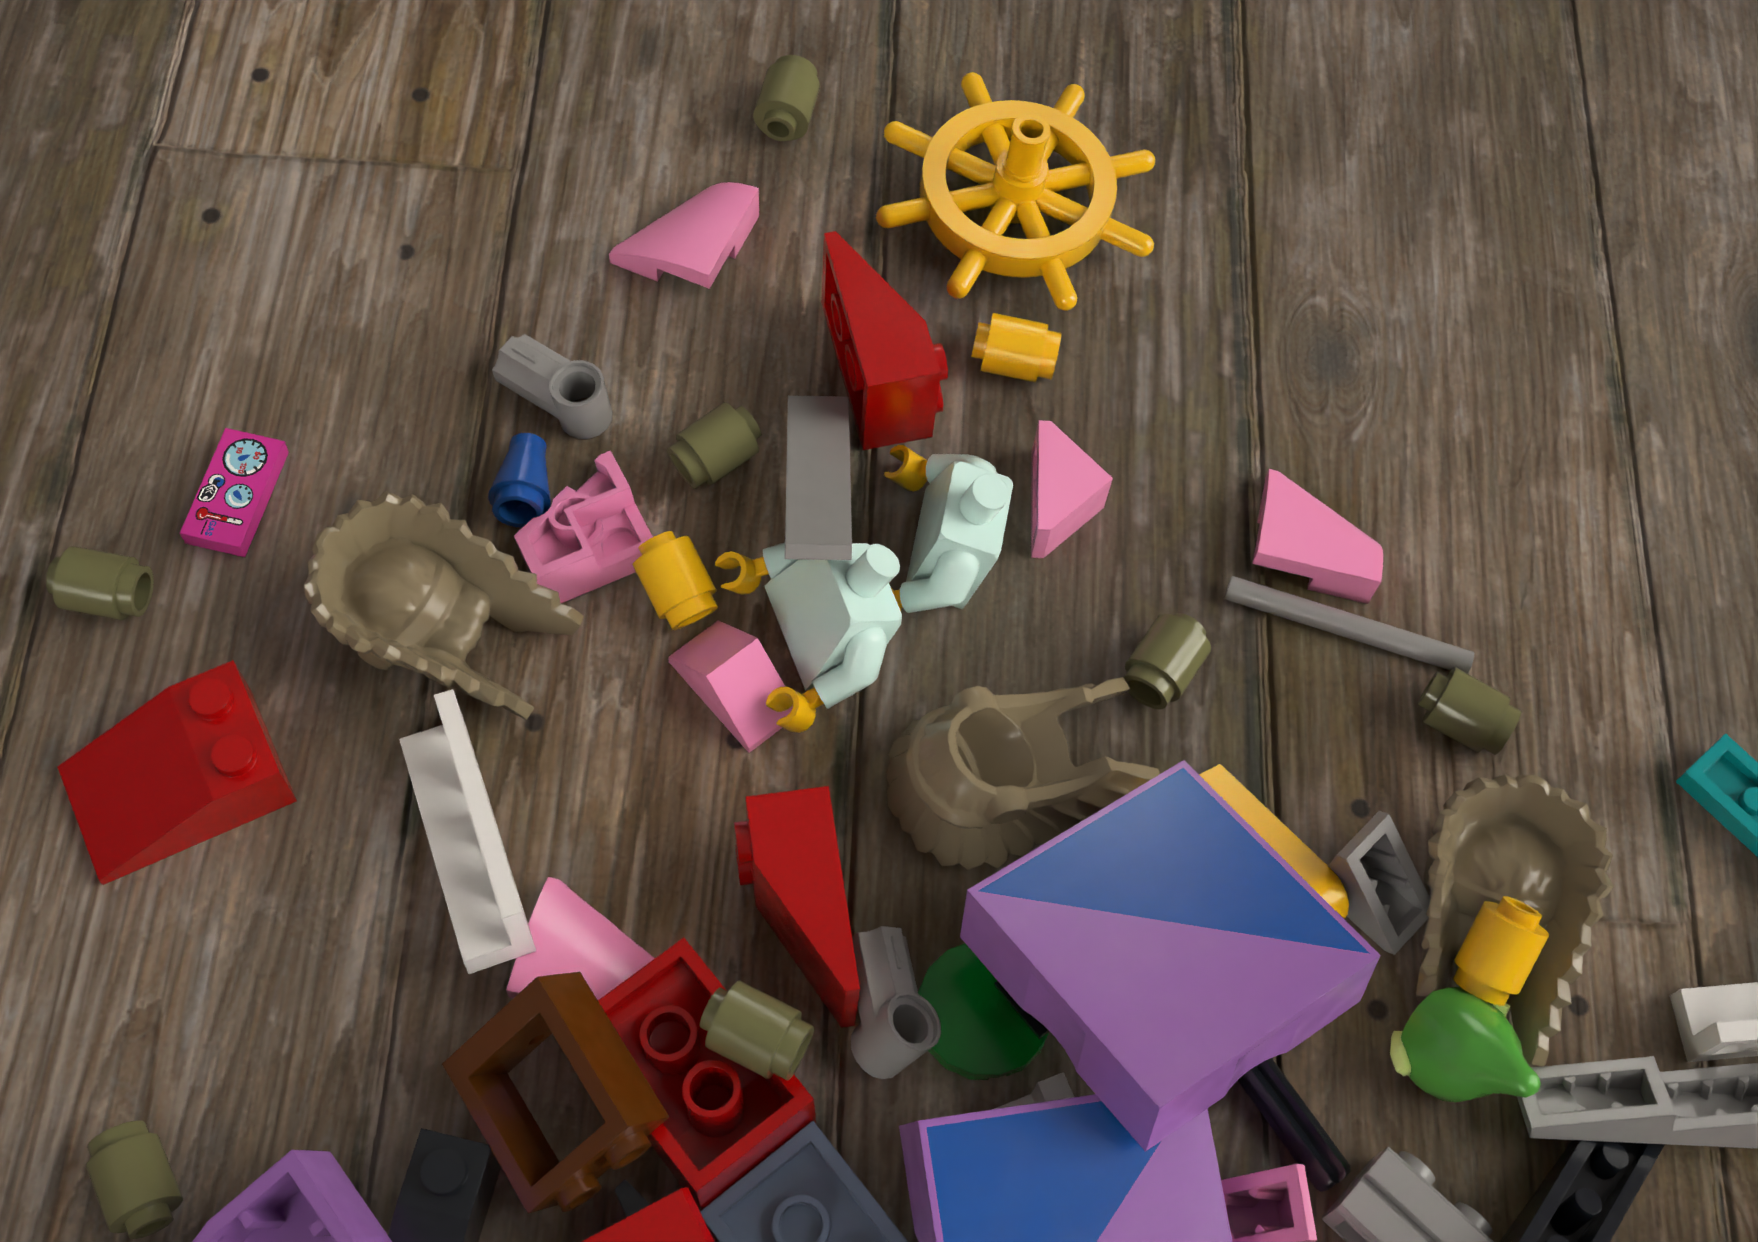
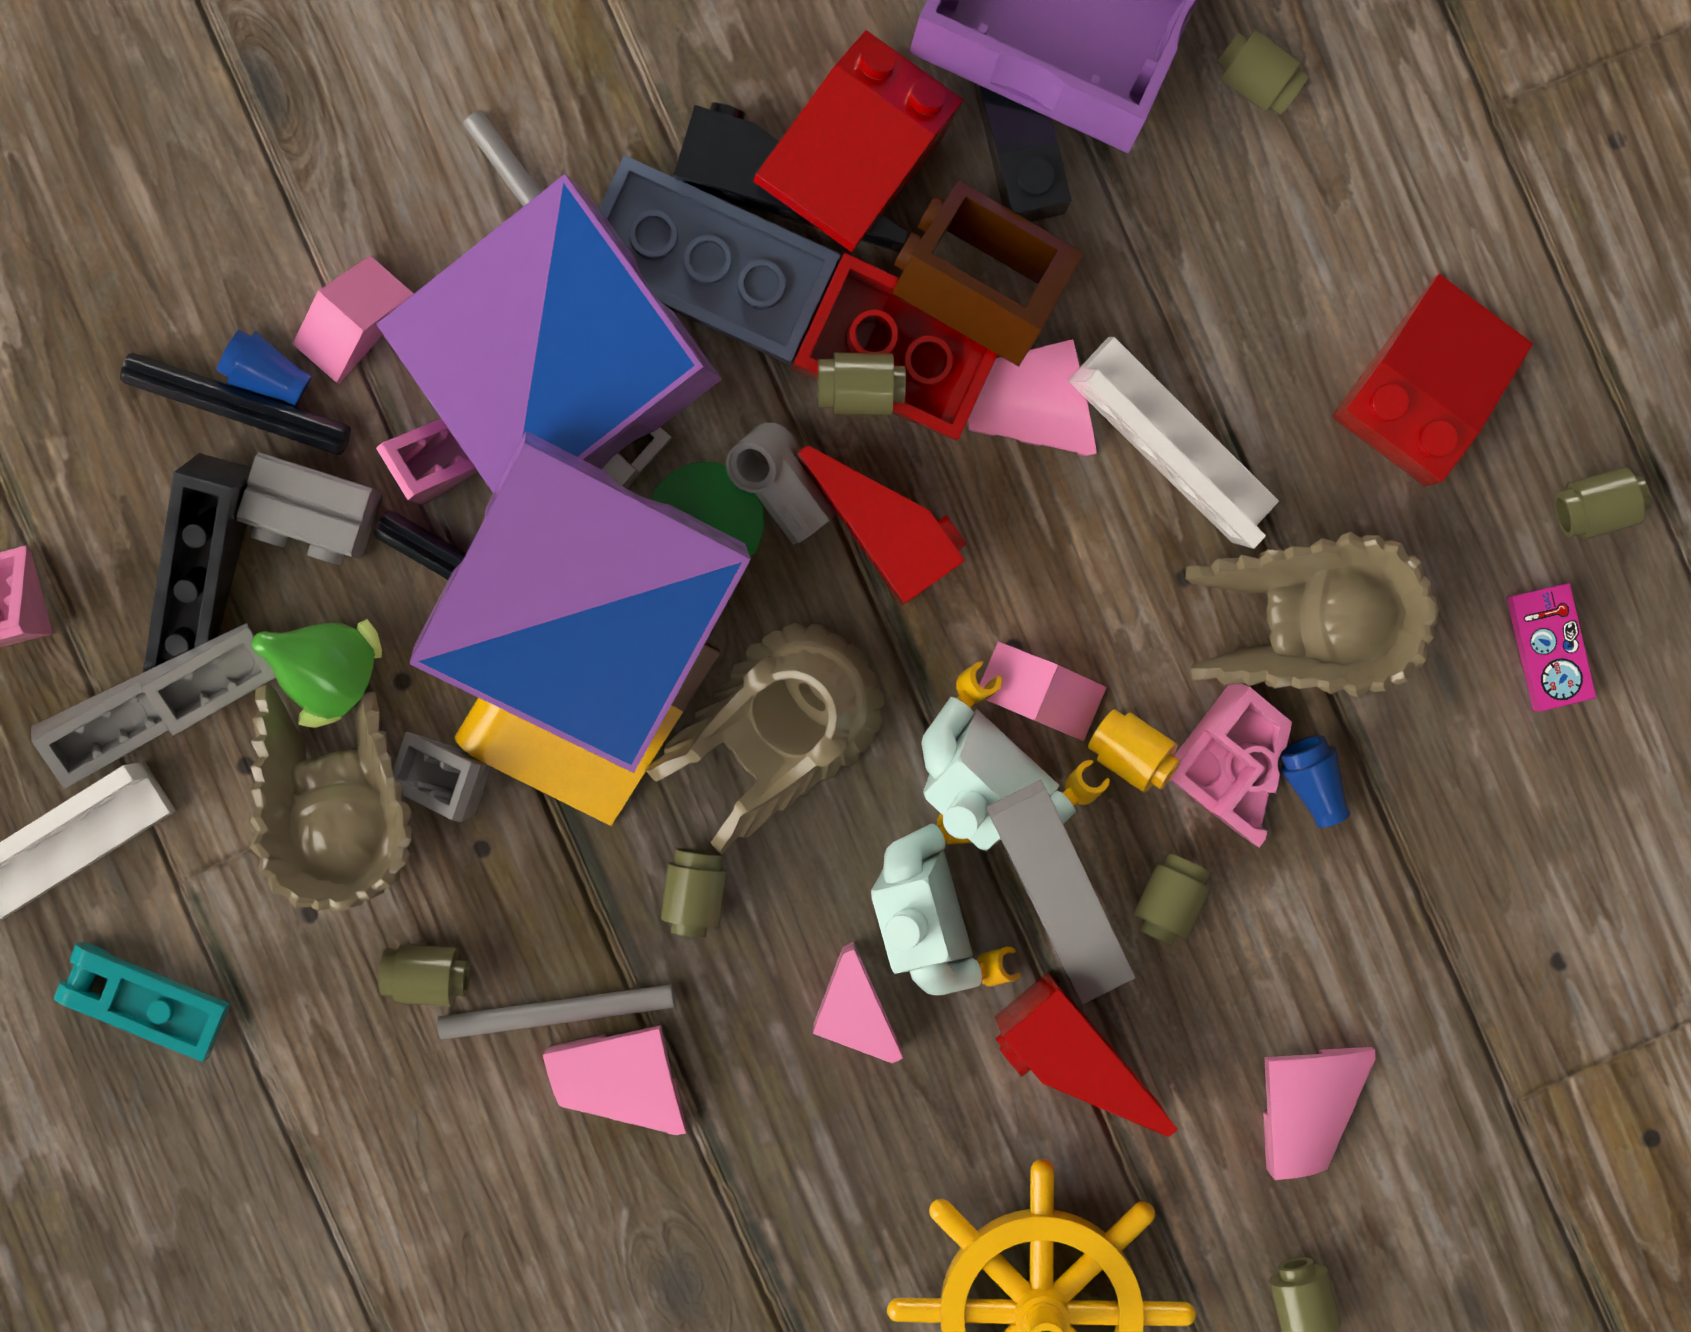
camera: 160 degrees right, 25 degrees up
(555, 385) = (1345, 886): light grey piece -> none
(1016, 348) = (960, 1137): yellow brick -> none
(1500, 950) = (321, 753): yellow brick -> none

